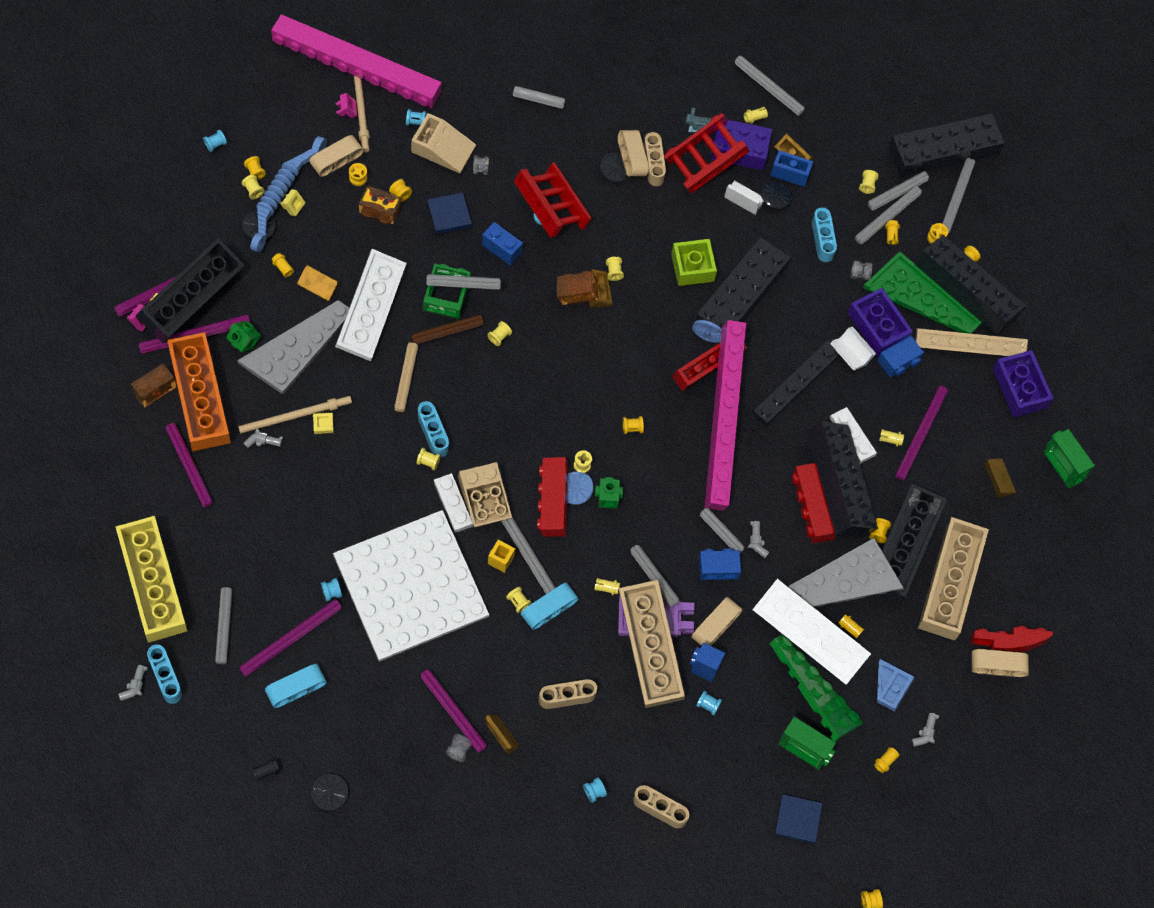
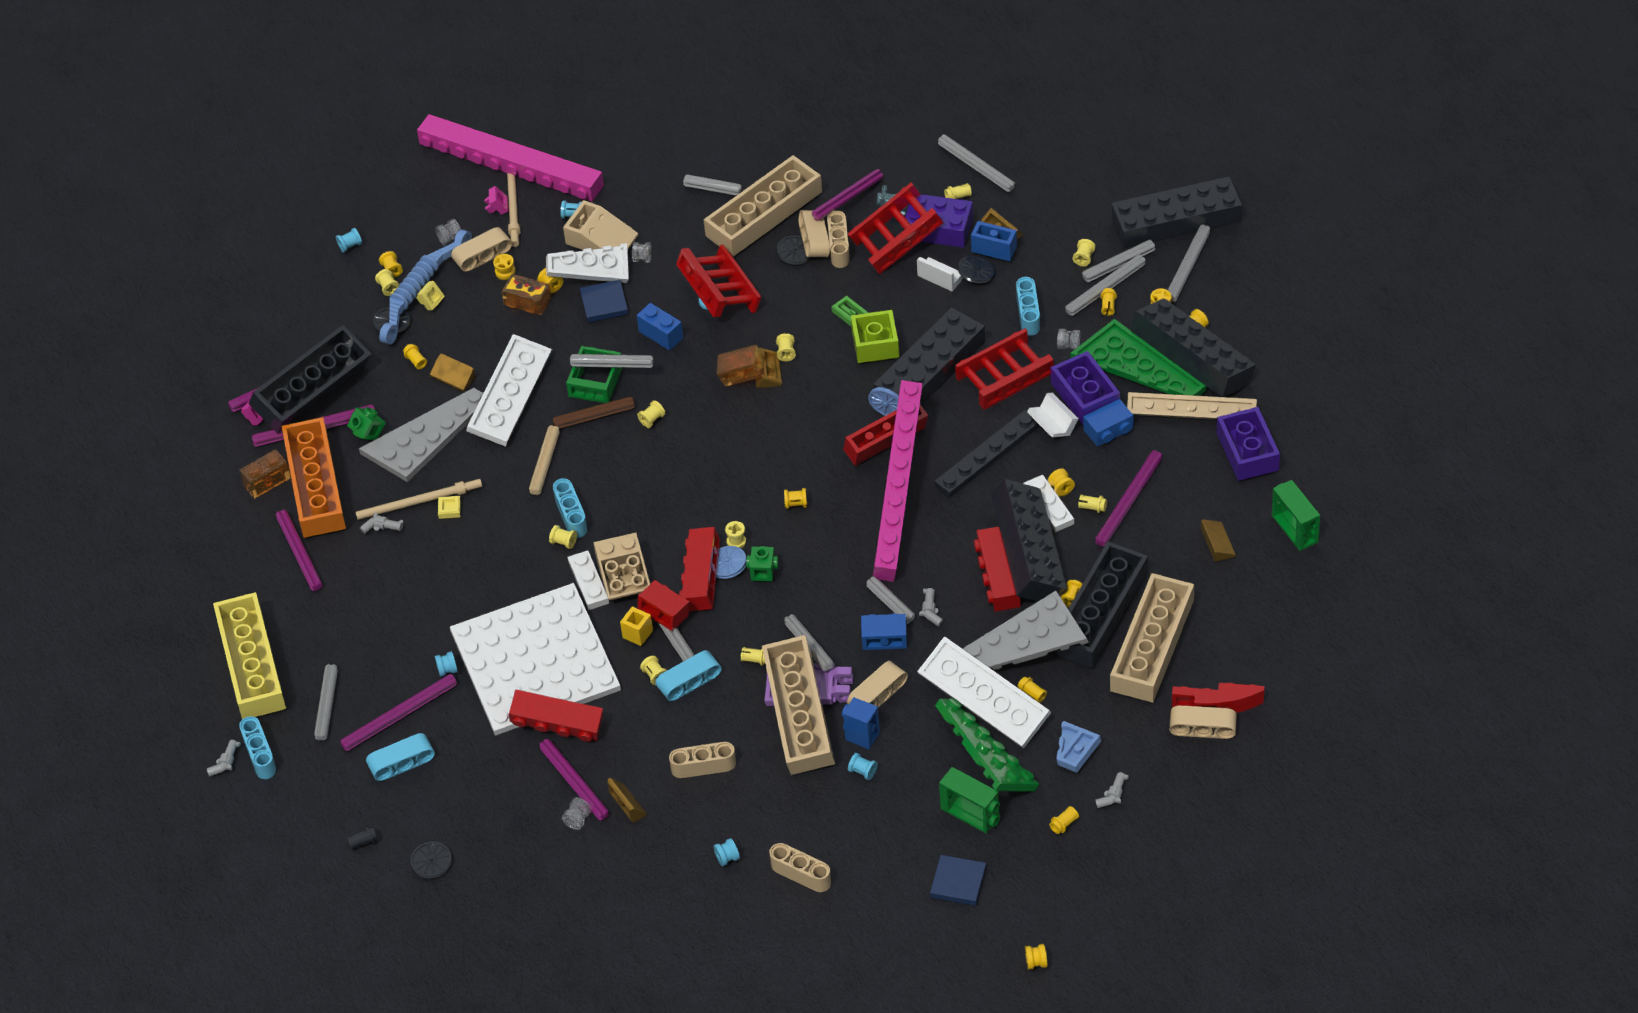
camera: 15 degrees right, 15 degrees down
(305, 136) = (447, 231): none -> clear wheel
(435, 648) = (555, 715): none -> red brick
(440, 178) = (597, 264): none -> white wing
(525, 536) = (663, 605): none -> red brick
(586, 123) = (763, 205): none -> tan brick
(660, 115) = (847, 194): none -> magenta axle
(663, 233) = (844, 312): none -> bright green tile
(809, 315) = (1008, 385): none -> red fence
(863, 416) = (1061, 482): none -> yellow wheel

